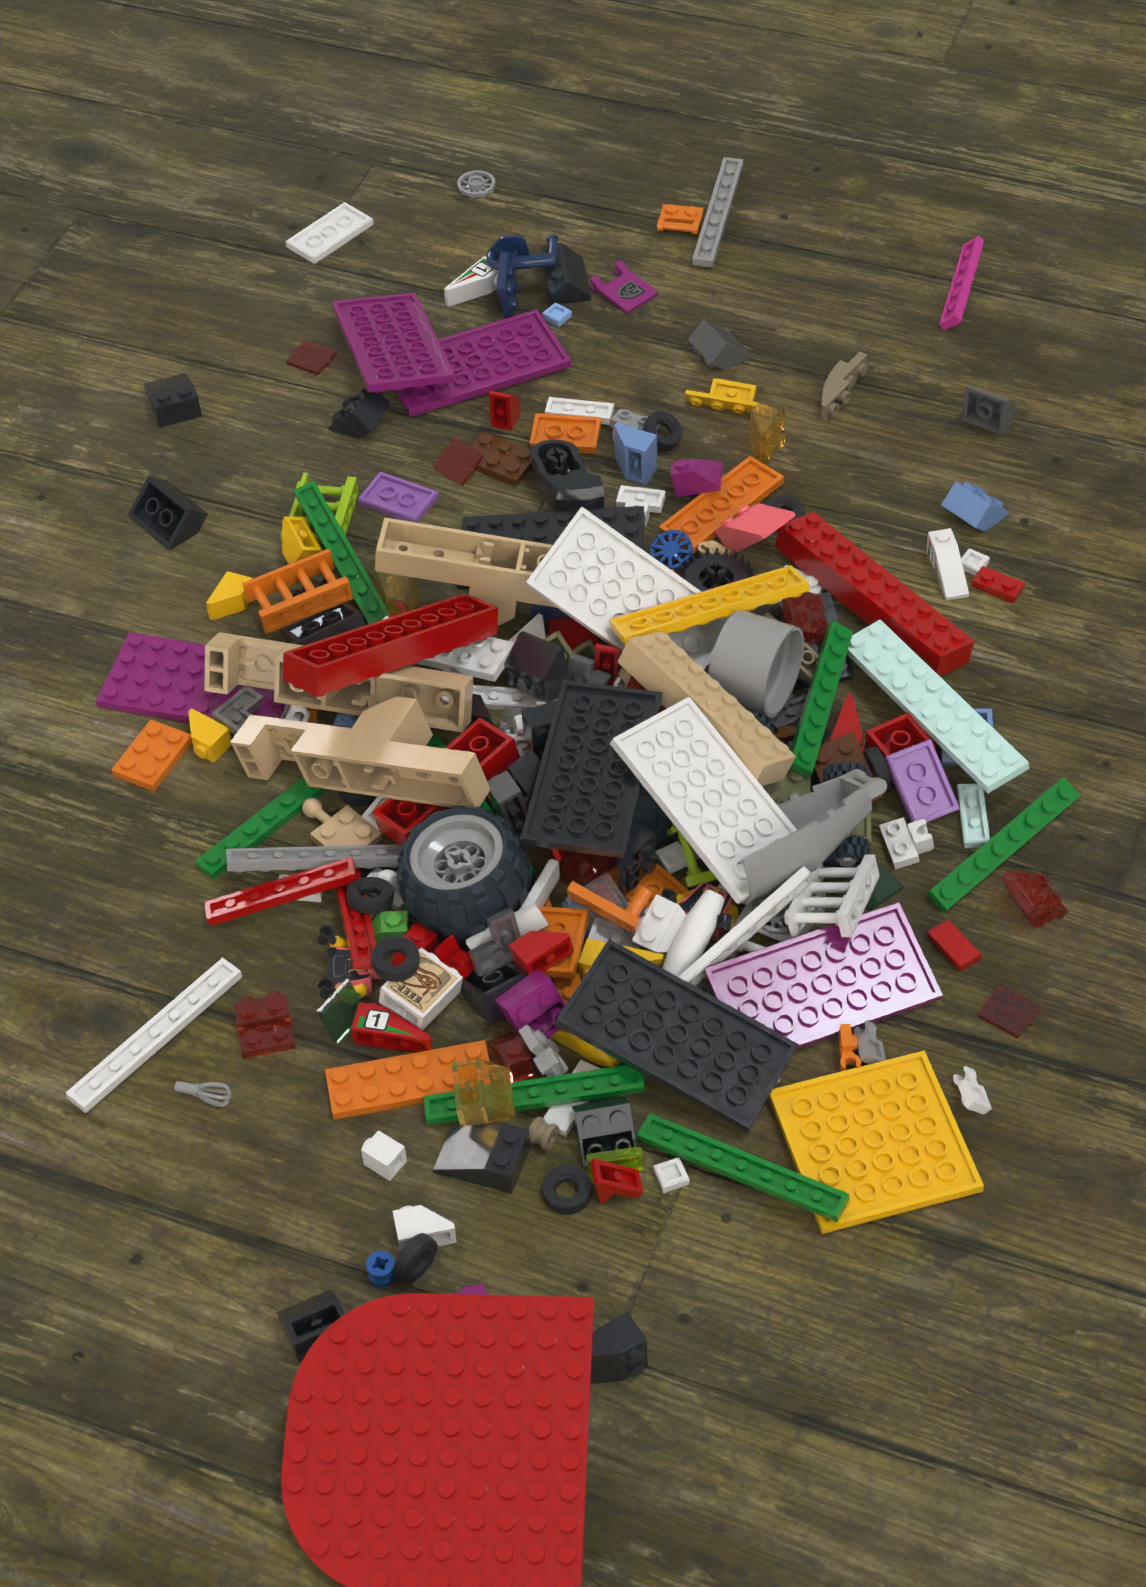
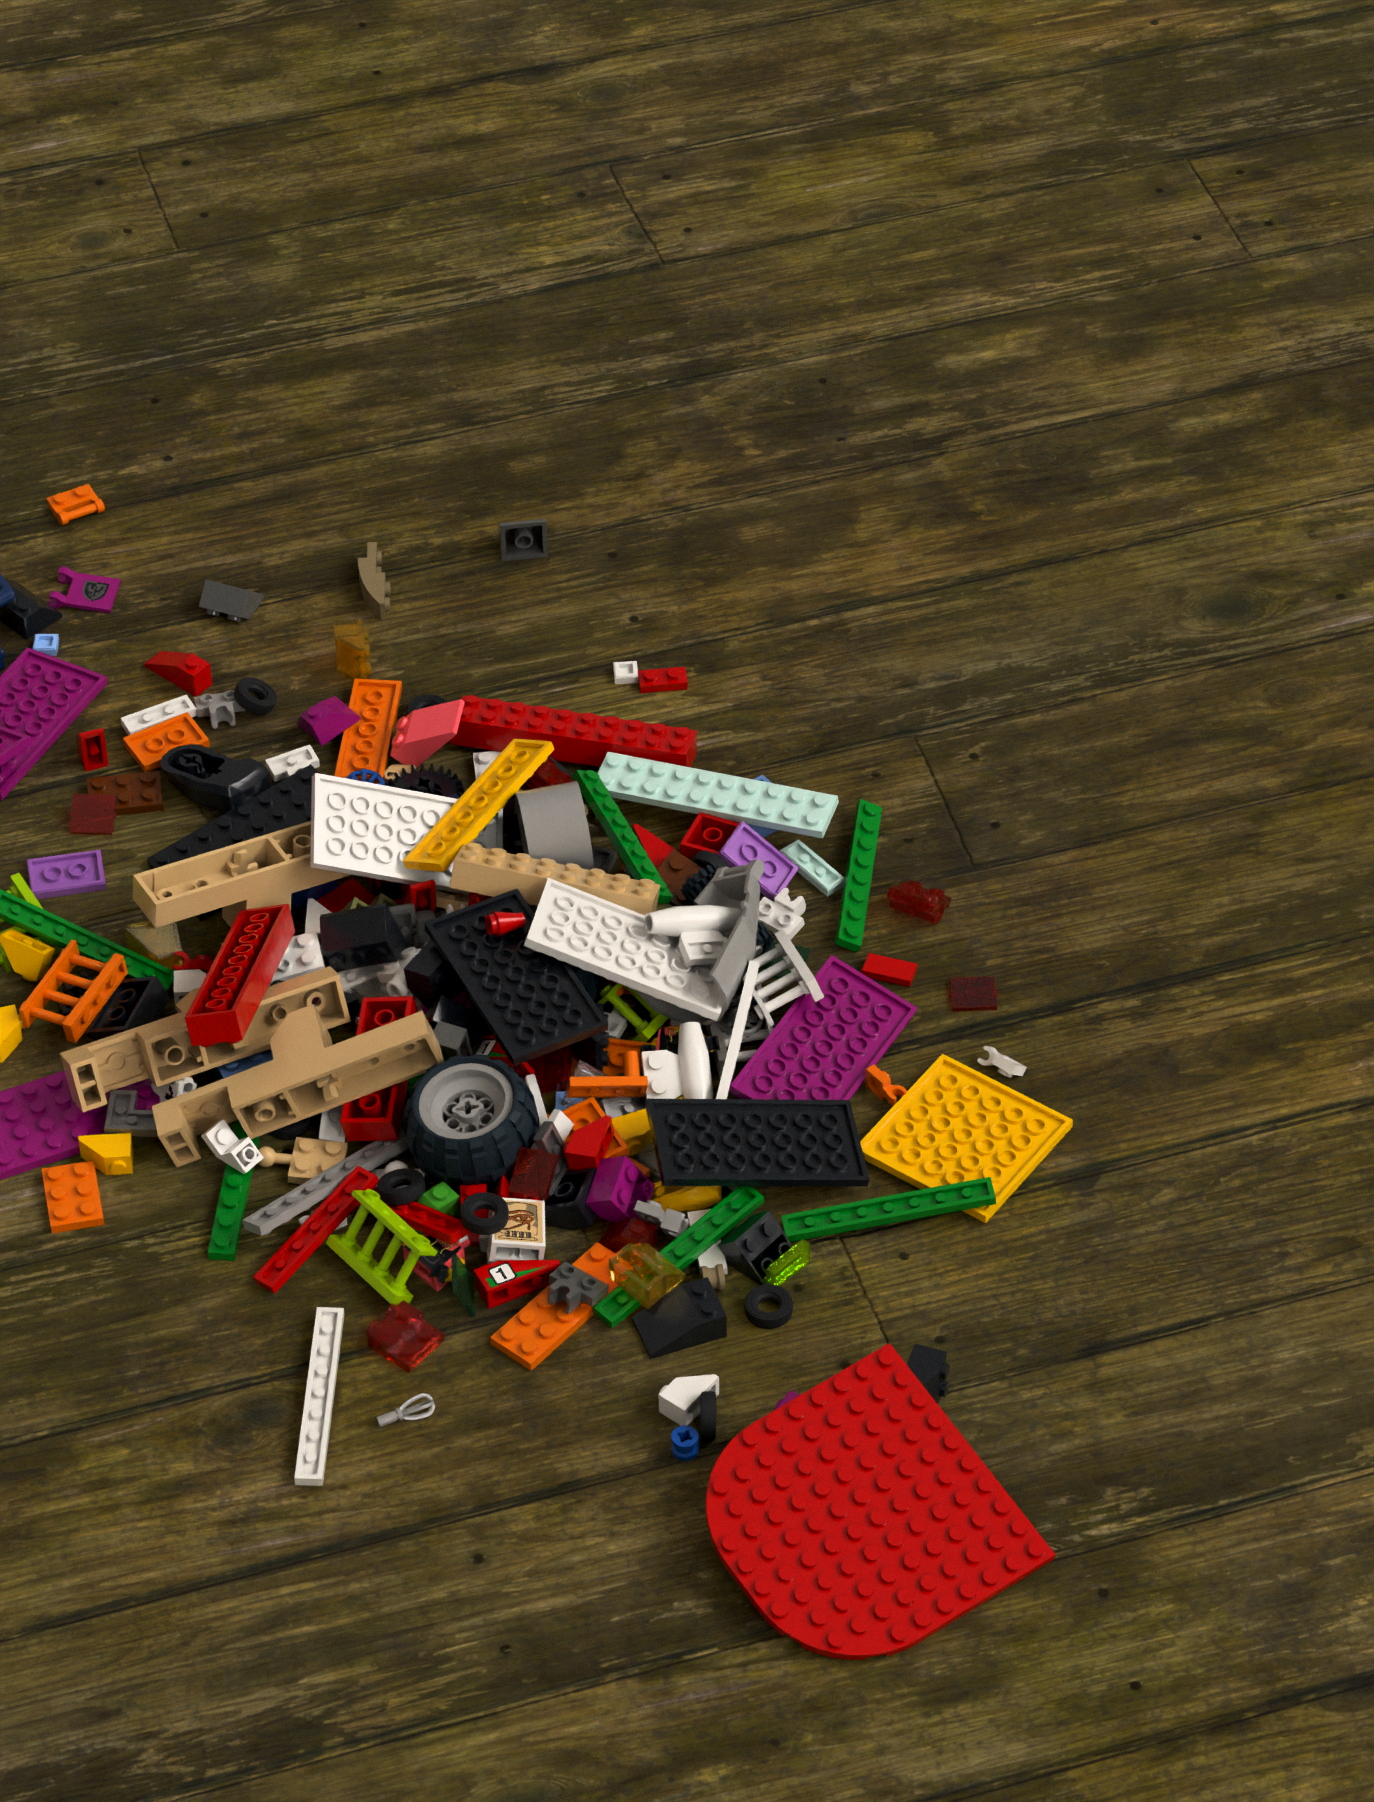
camera: 40 degrees left, 5 degrees down
(286, 784) = (225, 1145): none -> white slope
(293, 938) = (362, 1259): none -> lime fence
(308, 1320) = (675, 1506): black slope -> none
(383, 1155) = (603, 1366): white brick -> none
(420, 1067) = (573, 1286): none -> dark grey plate
(469, 948) = (533, 1173): none -> clear red piece
(615, 1179) = (800, 1276): red slope -> none
(618, 715) = (503, 922): none -> red cone
(631, 385) = (182, 670): none -> red slope
(635, 453) = (253, 725): medium blue slope -> none
(671, 1175) = (835, 1250): white tile -> none
(717, 212) = (106, 481): light grey plate -> none
(726, 395) = (286, 636): yellow bracket -> none
(782, 808) = (697, 927): none -> white plate
(869, 1047) = (898, 1074): light grey plate -> none
(947, 564) = (608, 683): white slope -> none
(961, 283) = (393, 441): dark pink plate -> none
(974, 505) = (587, 626): medium blue slope -> none

